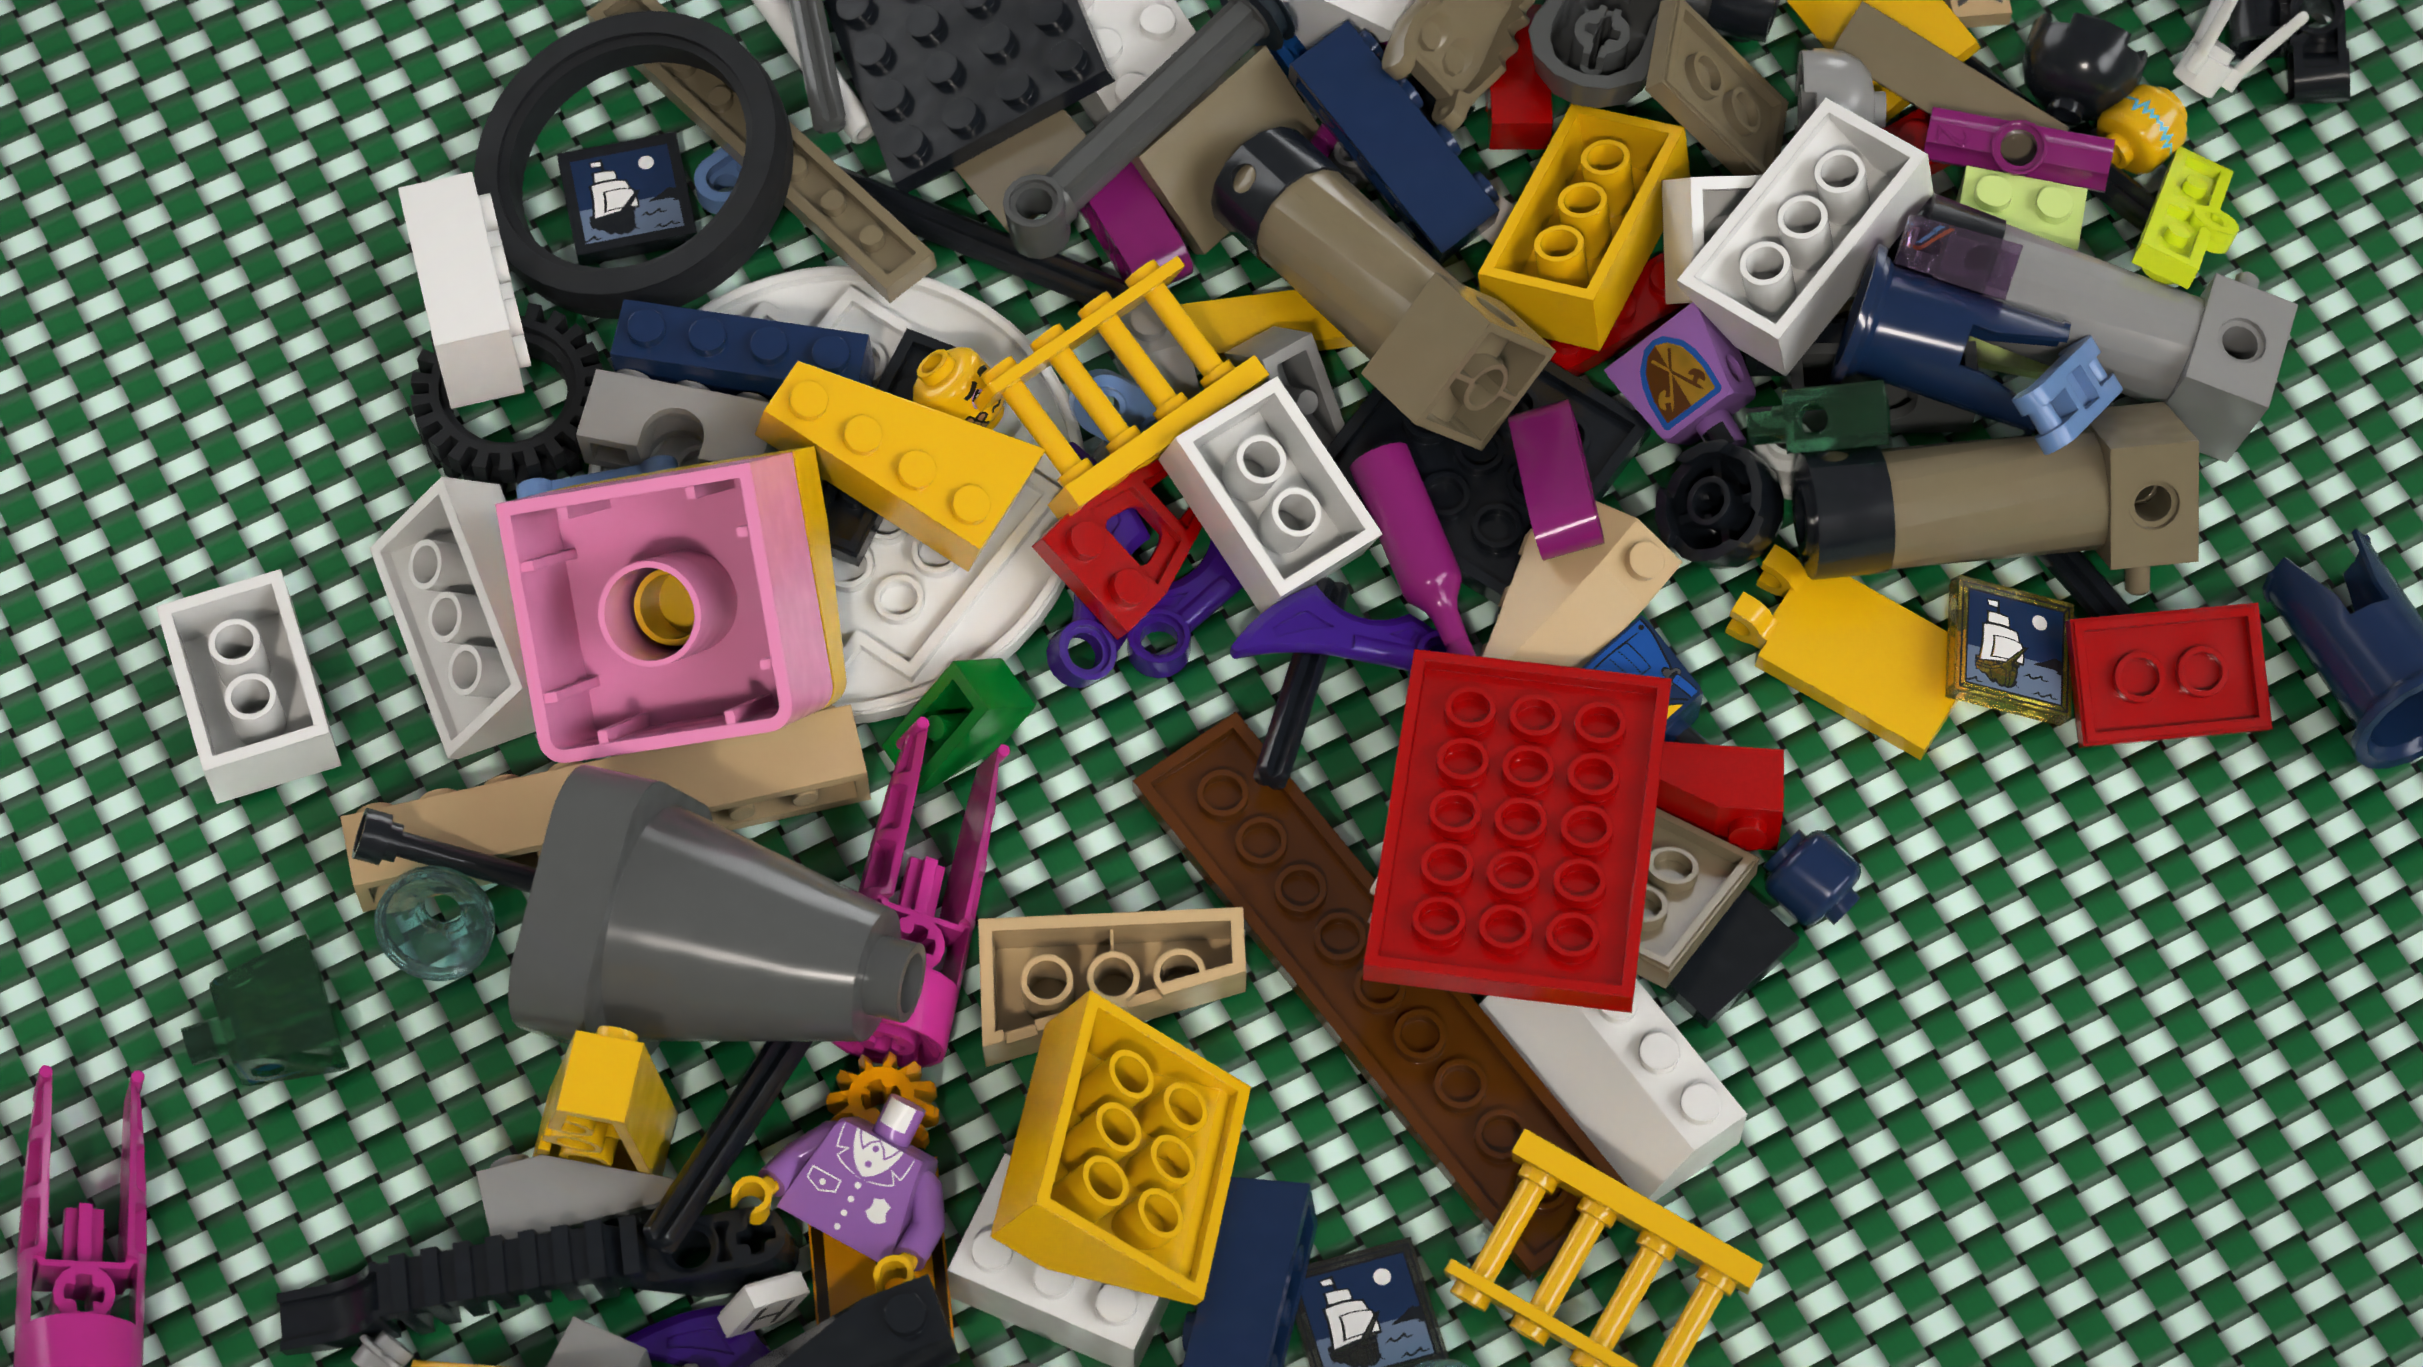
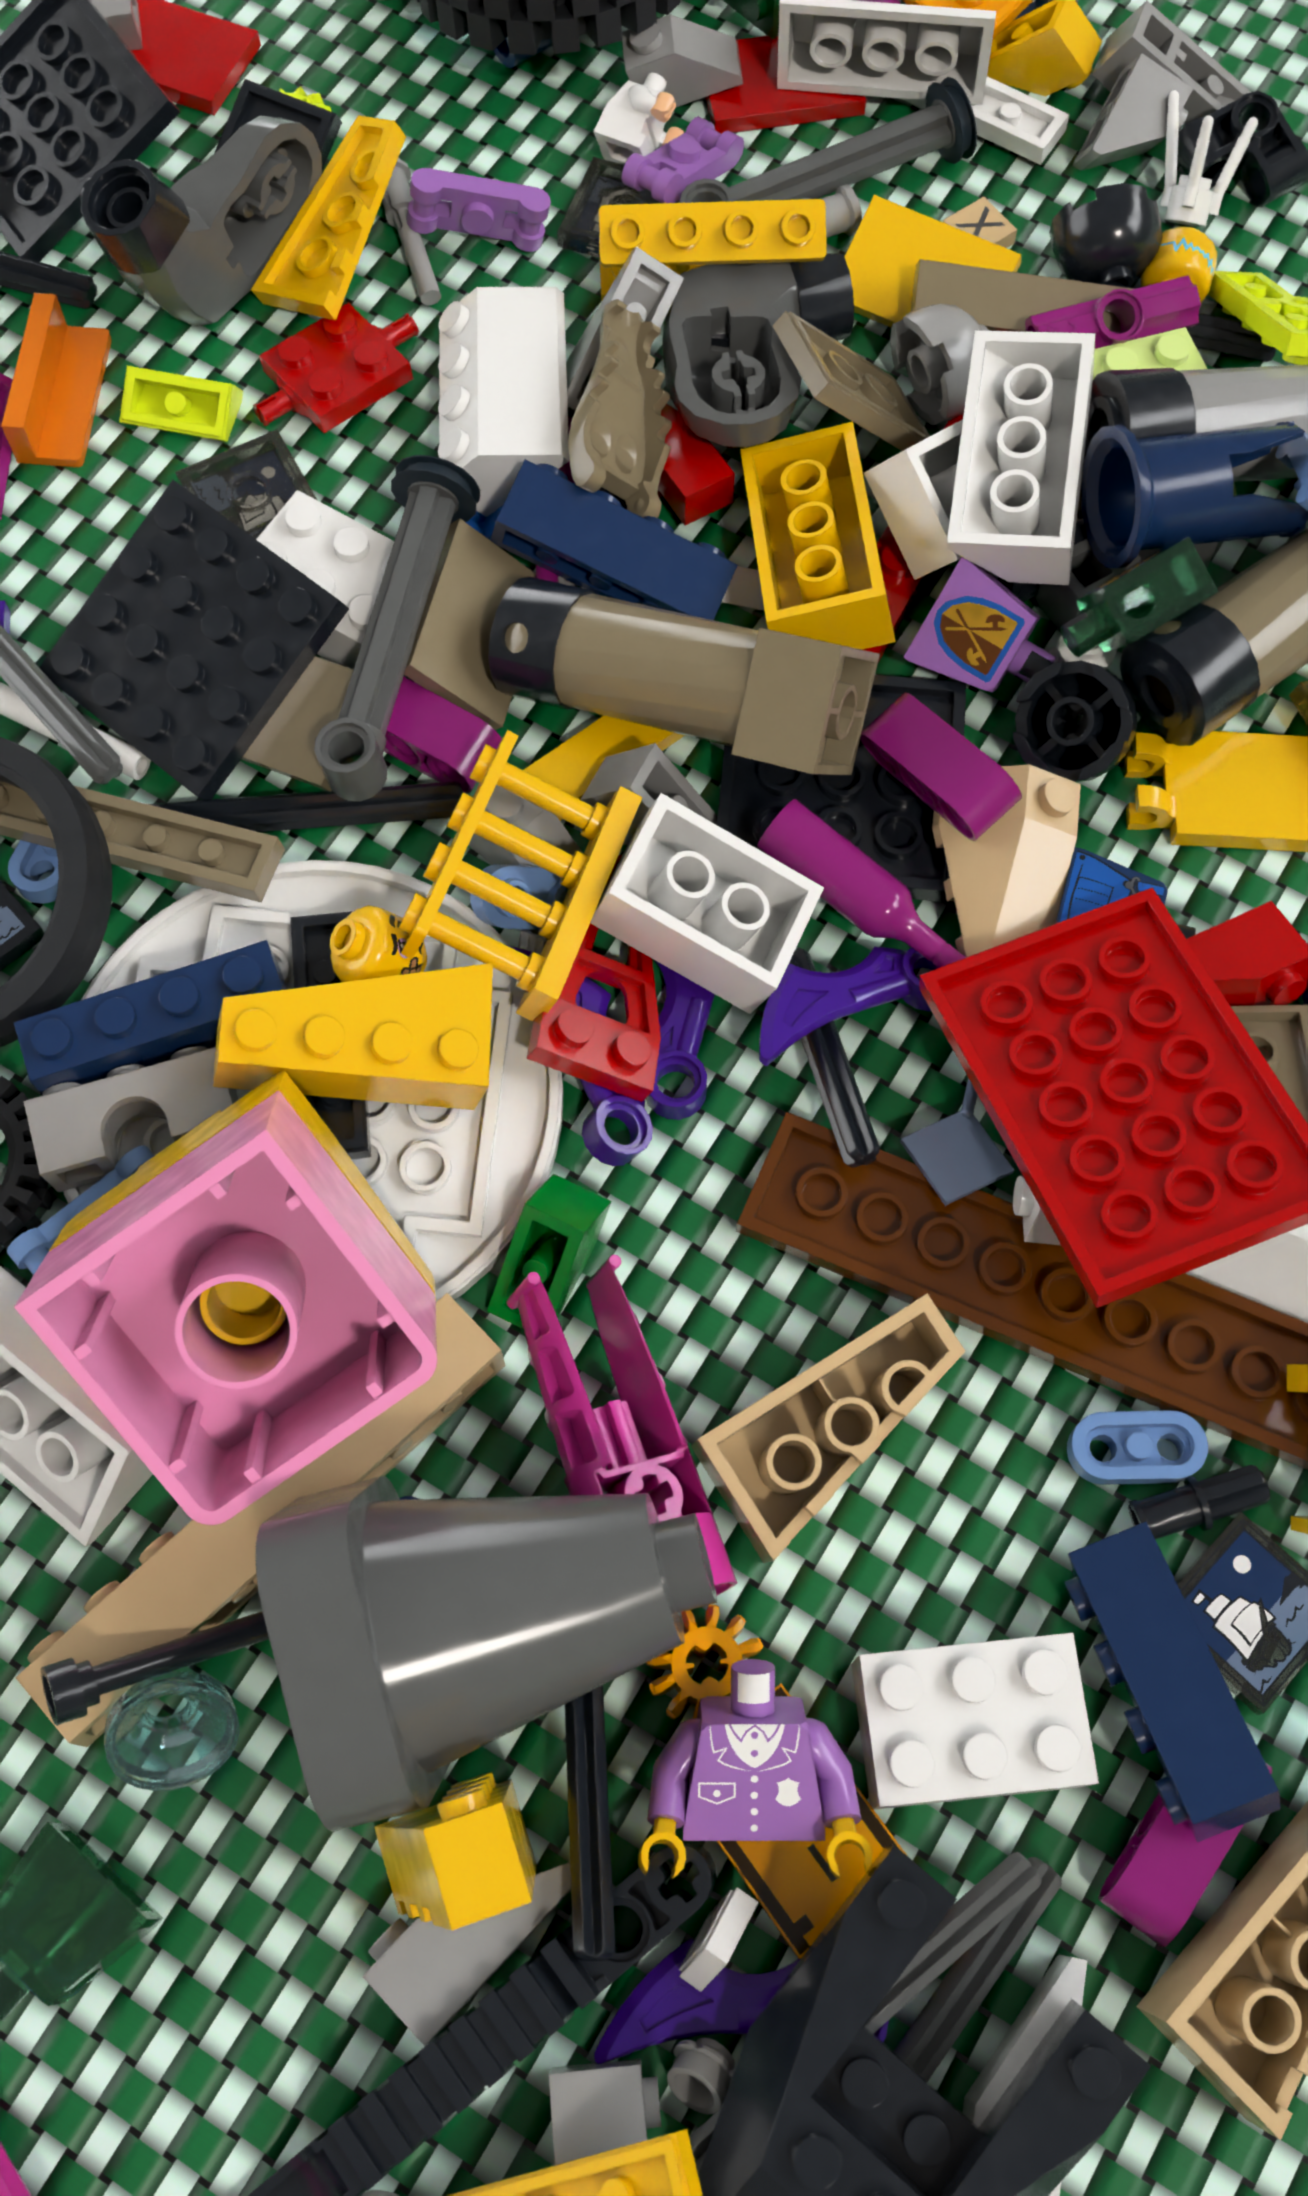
camera: 30 degrees left, 5 degrees up
(1121, 1155) = (977, 1605): yellow slope -> none
(1352, 823) = (957, 1153): none -> sand blue piece
(1360, 1138) = (1134, 1449): none -> medium blue plate
(1379, 1211) = (1201, 1501): none -> black axle
(1959, 256) = (1180, 403): clear purple leg -> none

